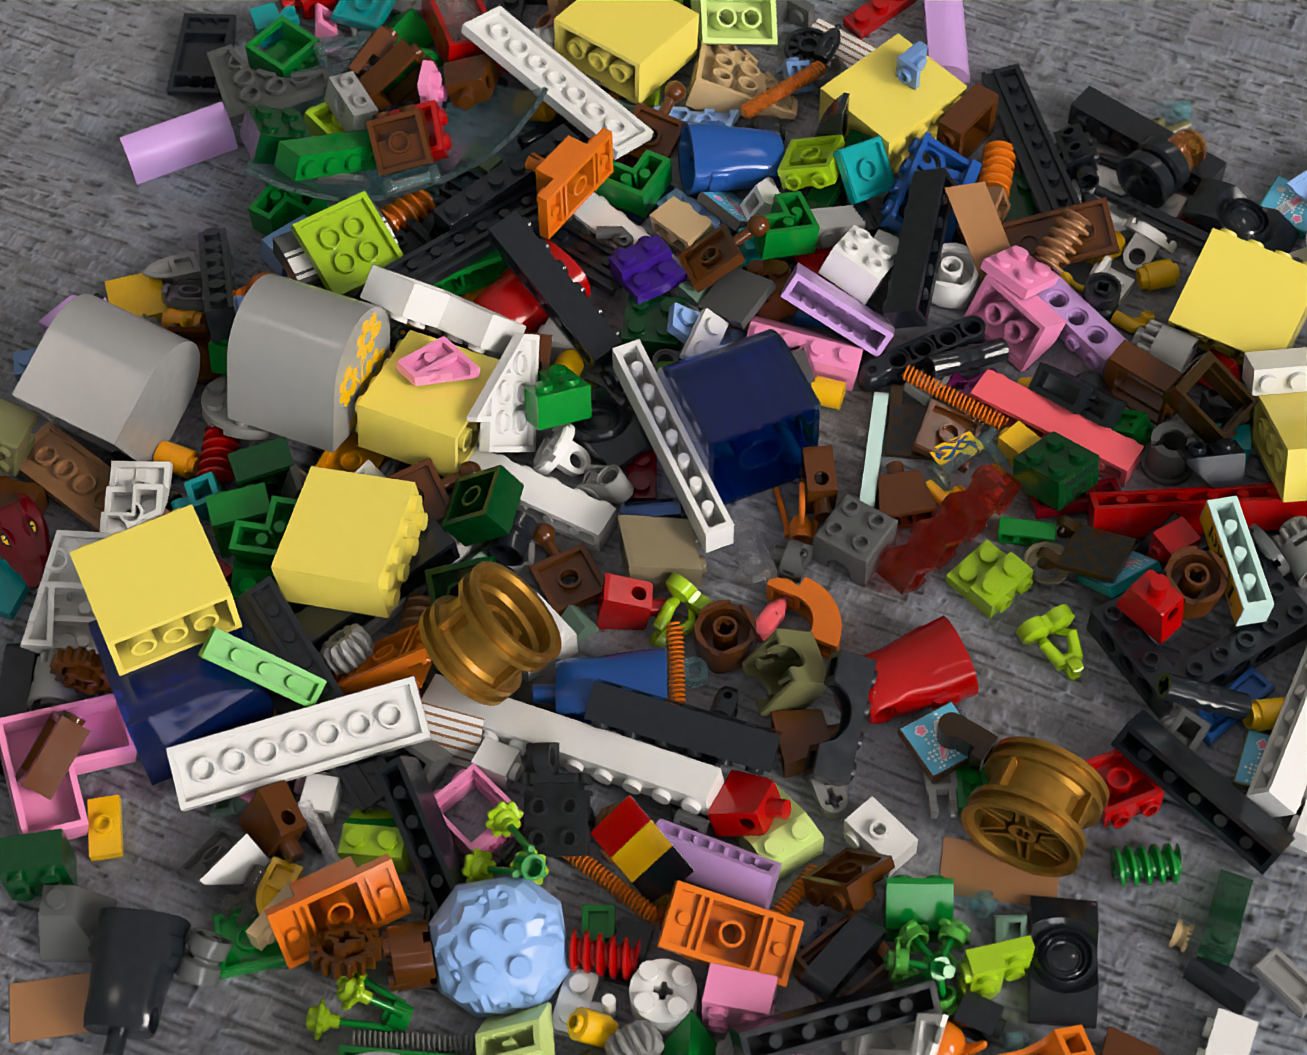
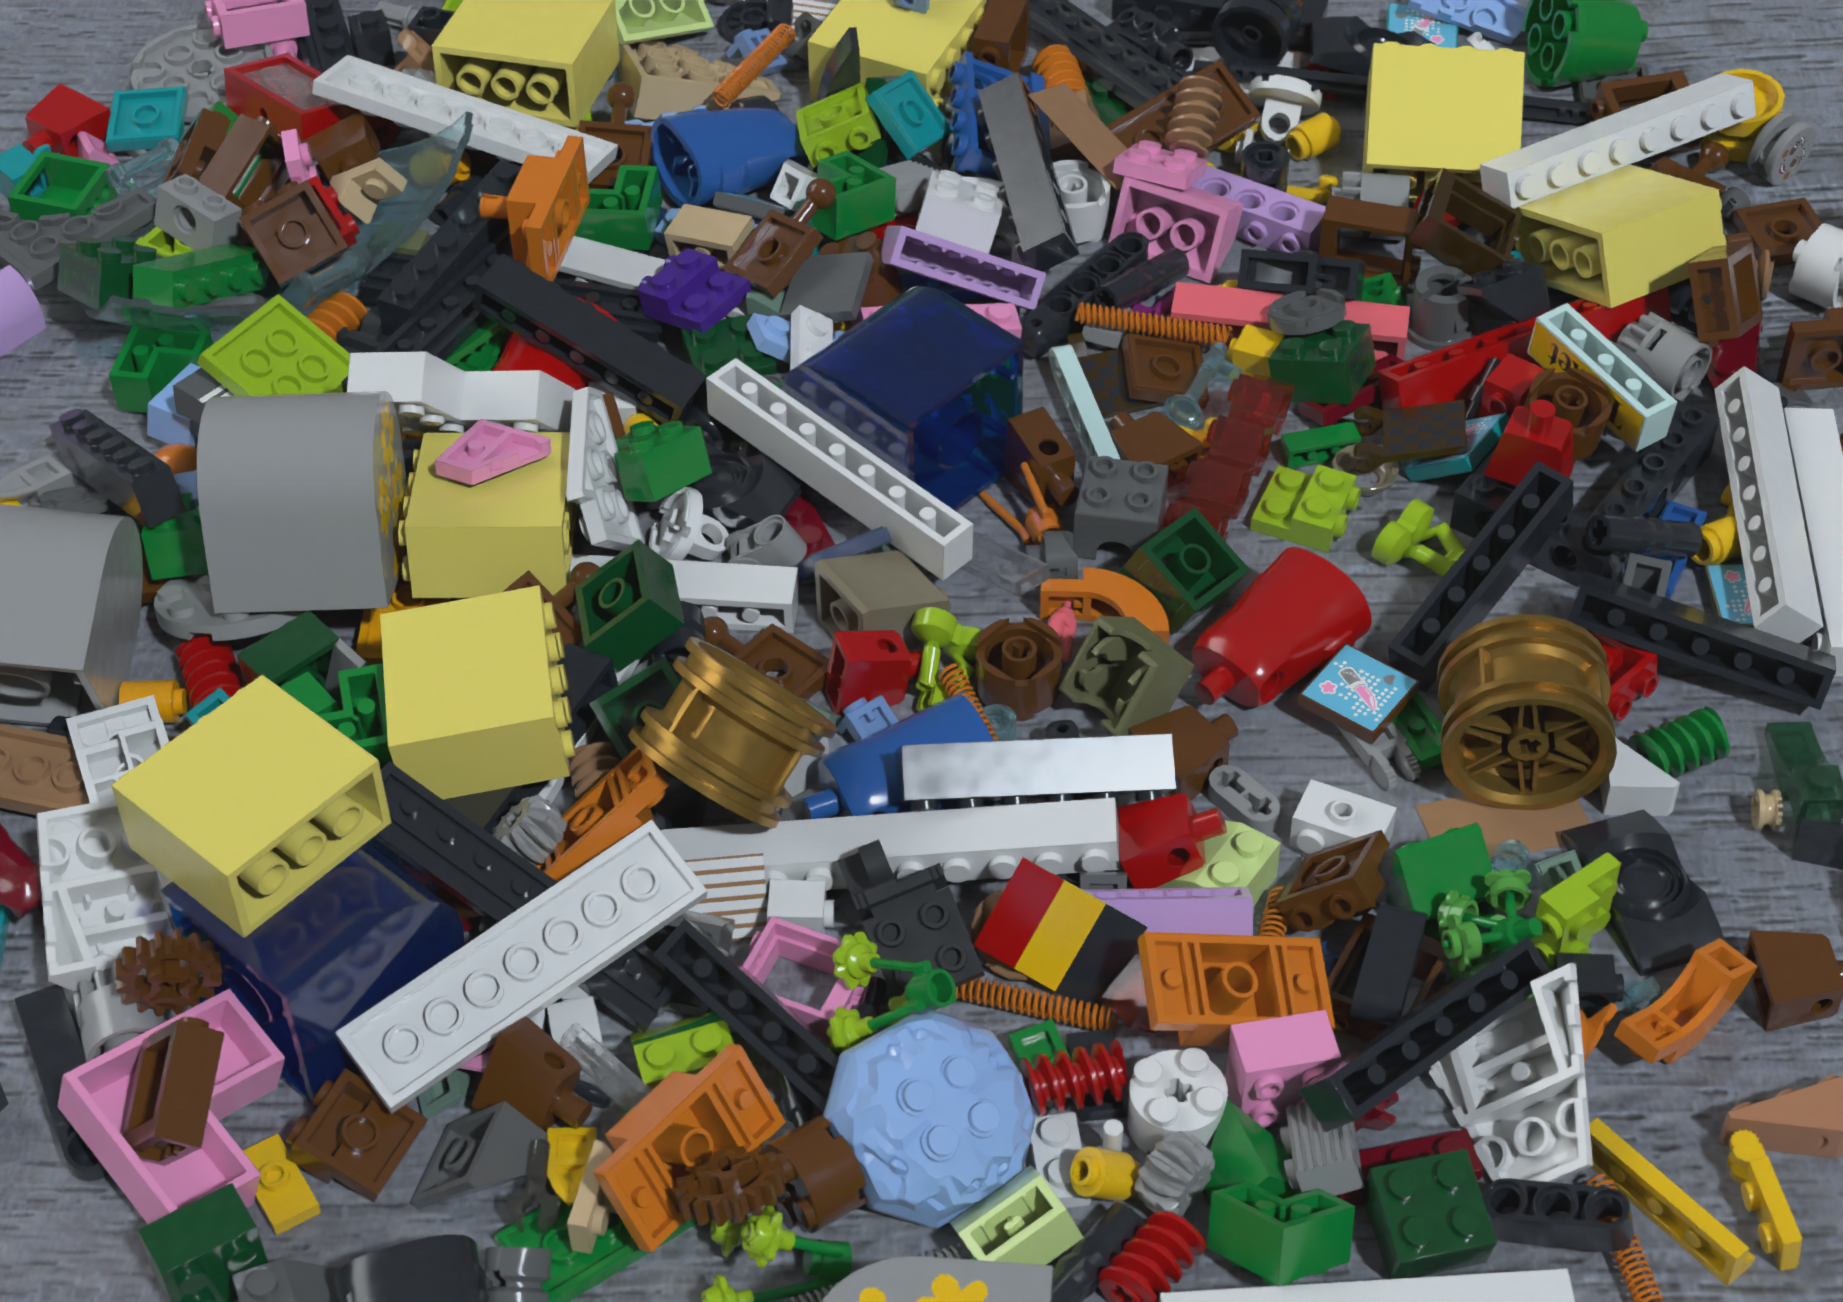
camera: 25 degrees left, 10 degrees down
(156, 816) = (353, 1136): none -> reddish brown plate
(262, 667) = (439, 868): plate -> none
(463, 117) = (367, 185): none -> tan slope
(609, 639) = (866, 718): none -> medium blue bracket
(616, 234) = (629, 268): dark grey arm -> none
(850, 680) = (1222, 650): black arch -> none
(872, 603) = (1186, 568): none -> dark green brick
(952, 449) = (1181, 381): yellow sticker -> none
(967, 738) = (1393, 672): dark brown leg -> none
(1060, 429) = (1306, 314): none -> dark grey tile
(1072, 683) = (1483, 572): none -> black brick
(1096, 879) = (1637, 786): none -> white slope

